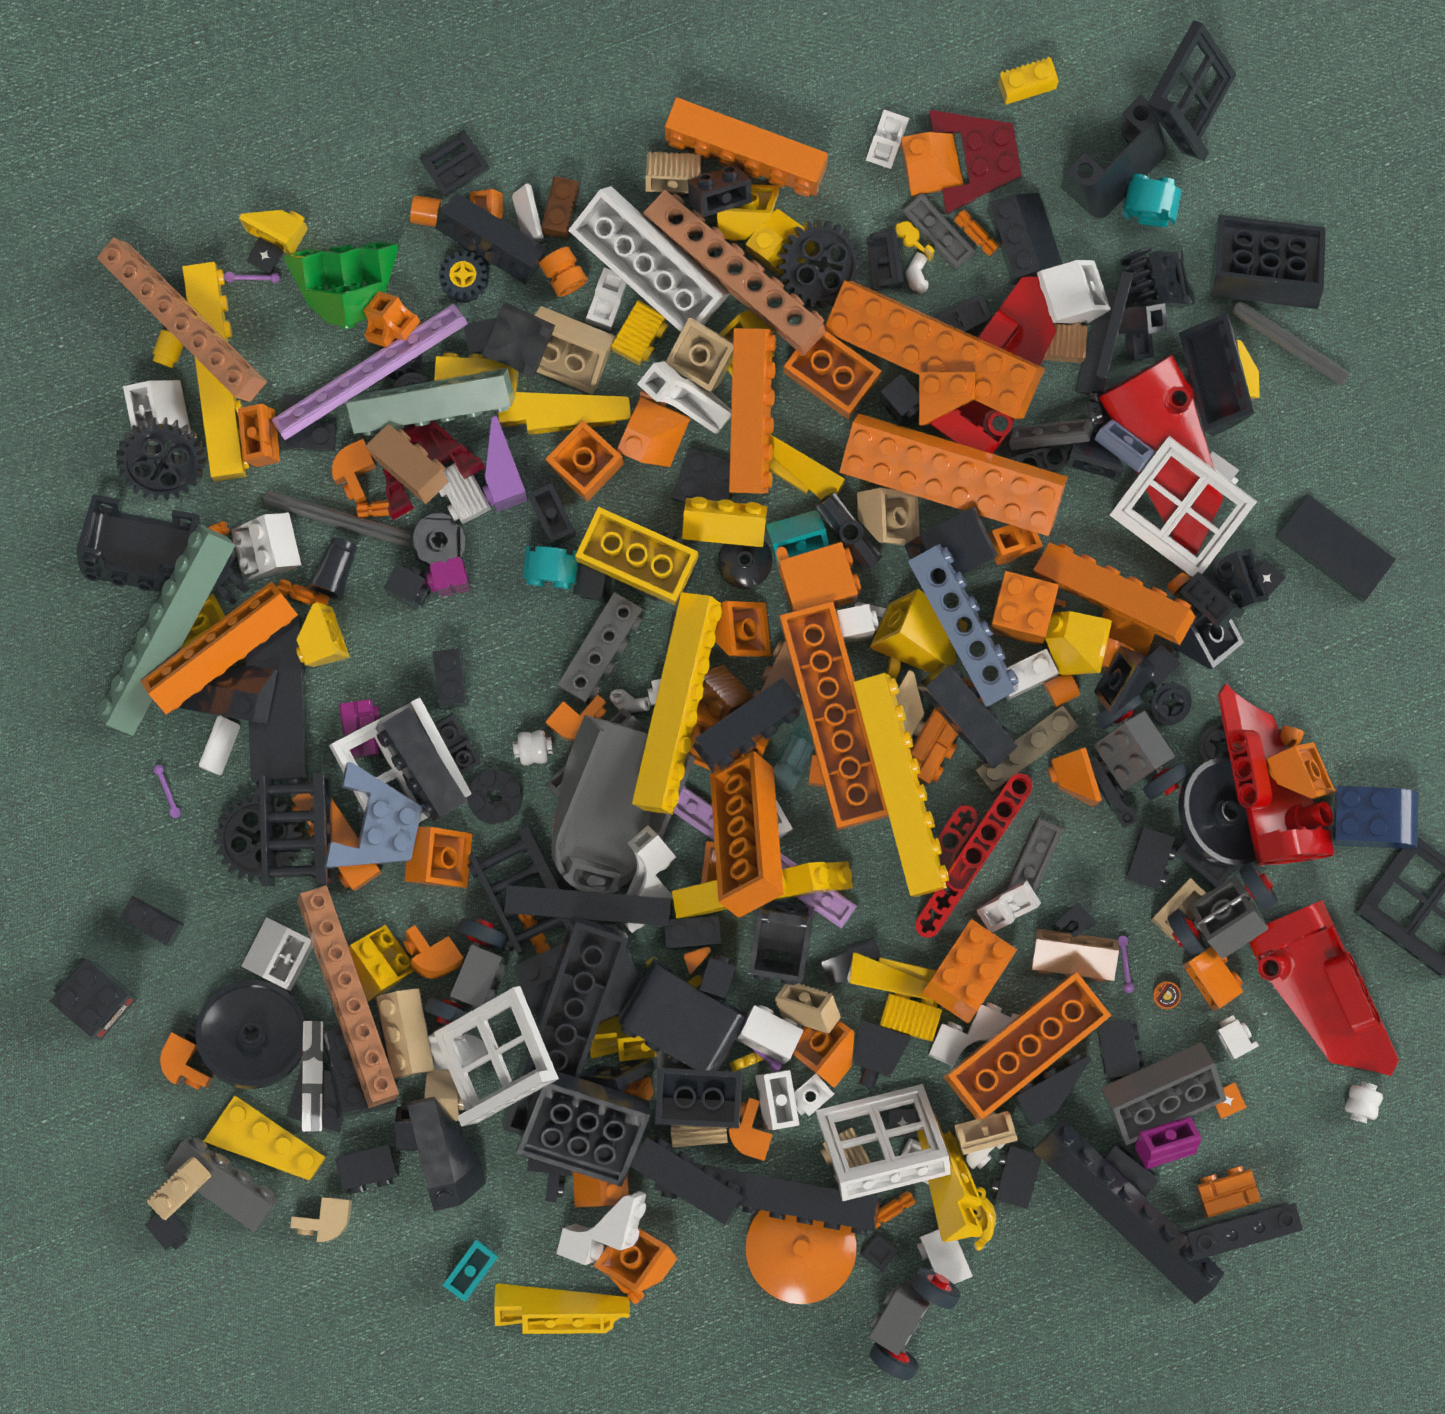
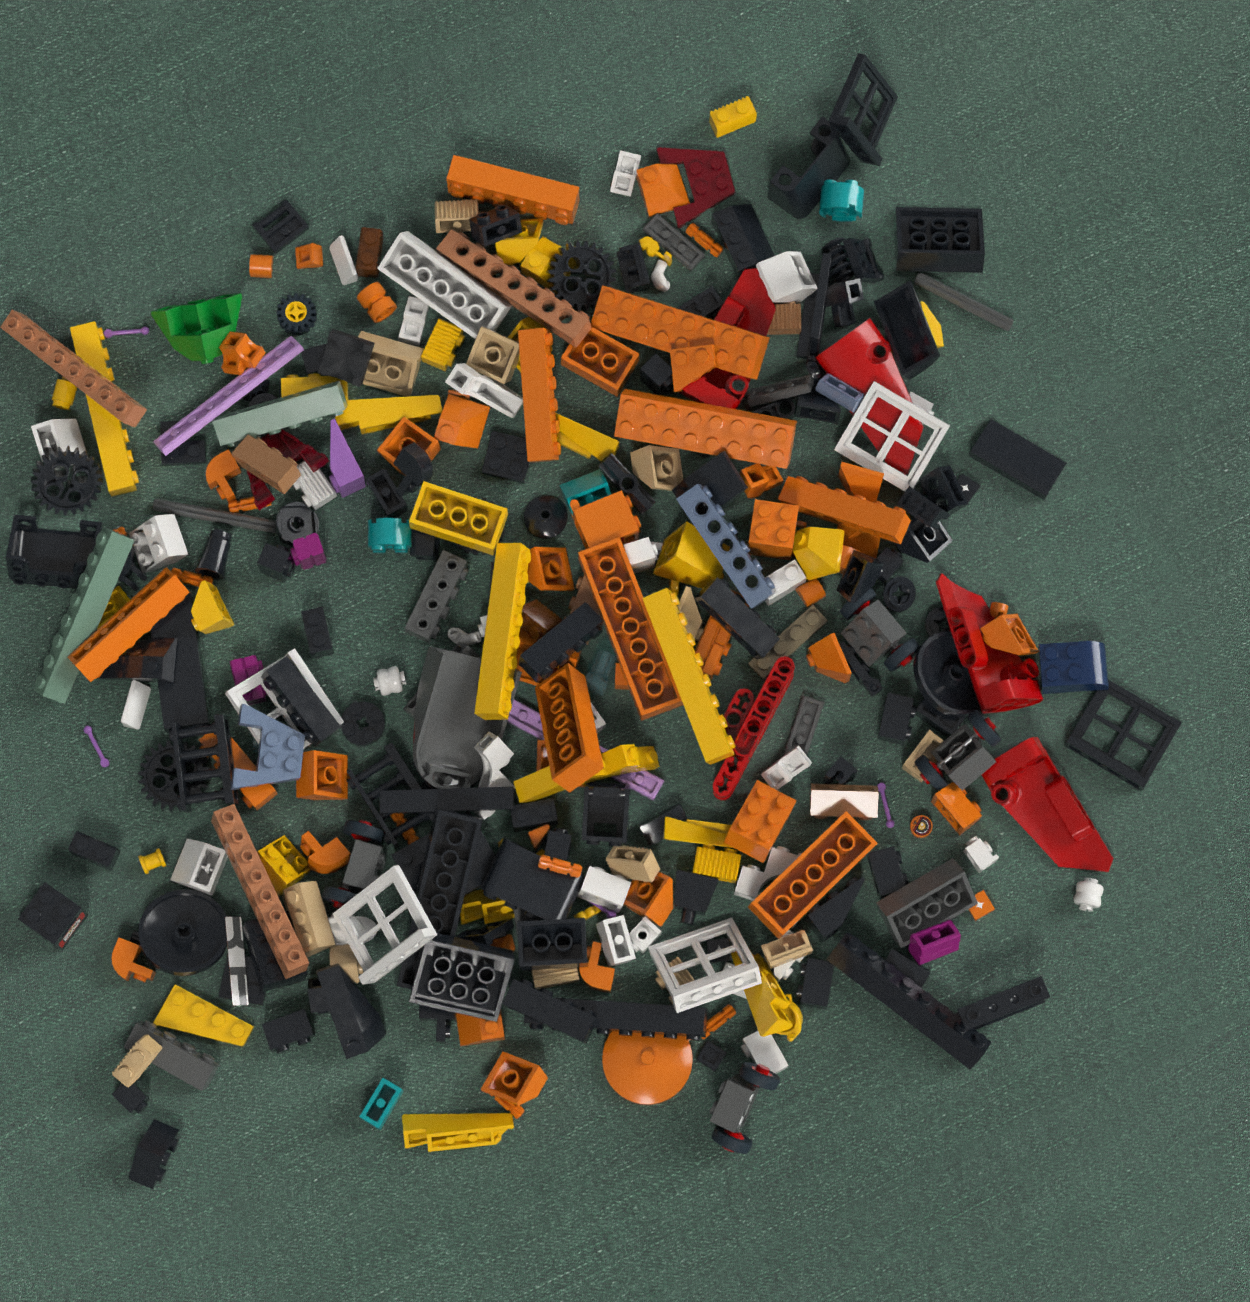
camera: 10 degrees left, 5 degrees down
(189, 1302) = (154, 1154): none -> black brick
(221, 940) = (152, 861): none -> yellow bush
(258, 435) = (143, 455): orange brick -> none
(265, 256) = (135, 314): black tile -> none
(276, 227) = (141, 290): yellow slope -> none
(332, 1222) = (264, 1076): tan brick -> none
(457, 743) = (329, 684): black slope -> none
(490, 238) = (315, 281): black brick -> none
(567, 722) = (414, 657): orange brick -> none
(591, 487) = (416, 466): none -> black brick
(615, 1229) = (495, 1056): white arch -> none
(718, 1003) = (559, 866): none -> orange axle
(724, 522) = (526, 486): yellow brick -> none
(1138, 560) = (860, 481): none -> orange slope
(1178, 583) = (894, 498): orange tile -> none
(1227, 1192) = (986, 978): orange brick -> none

